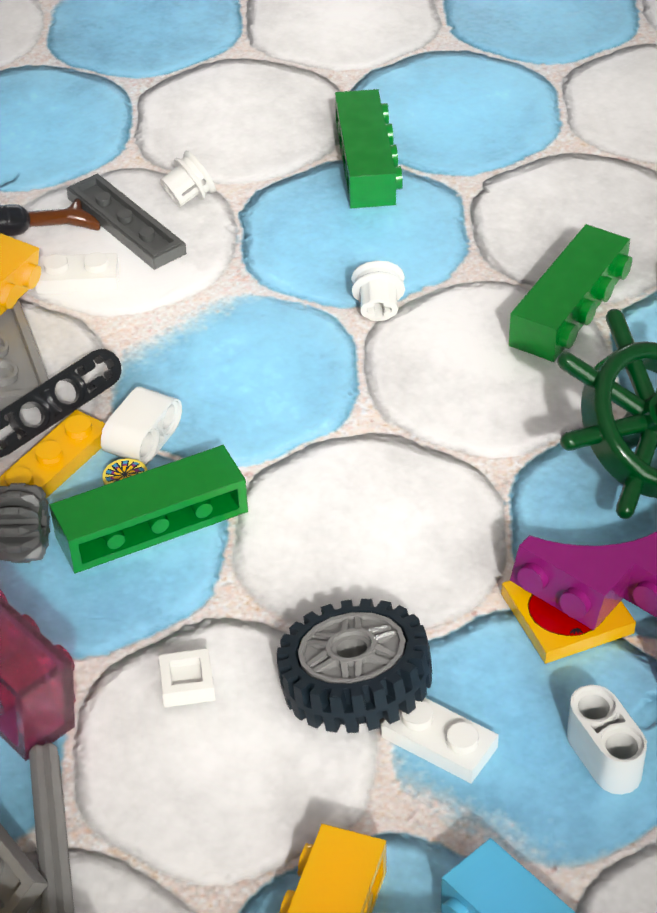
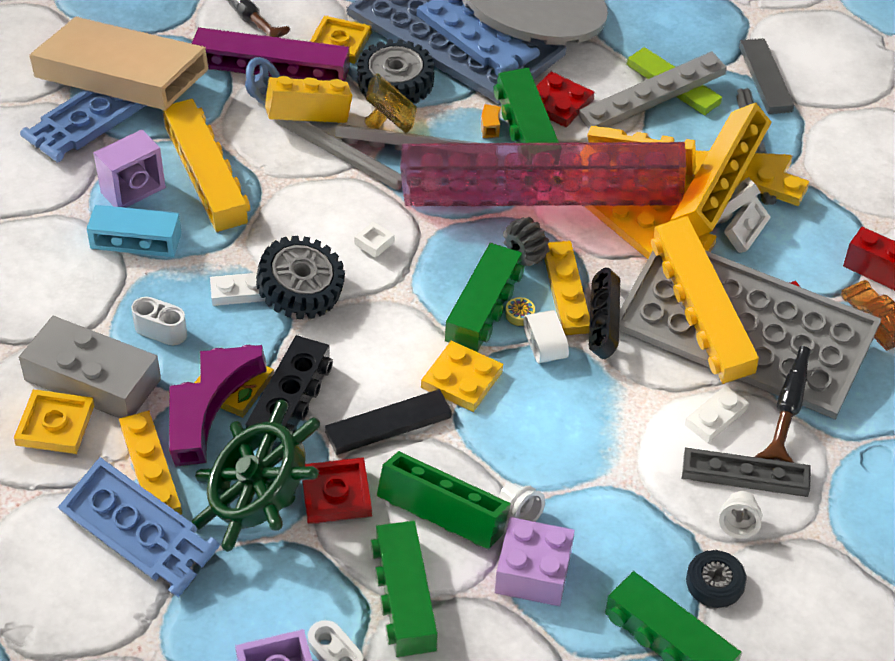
camera: 135 degrees right, 5 degrees up
(281, 453) = (462, 375): none -> yellow plate
(283, 158) = (723, 592): none -> black bush
(421, 453) = (388, 421): none -> black tile
(425, 240) = (534, 561): none -> lavender brick
(458, 326) = (443, 499): none -> green brick
(484, 543) = (295, 381): none -> black brick
(544, 410) = (338, 491): none -> red plate

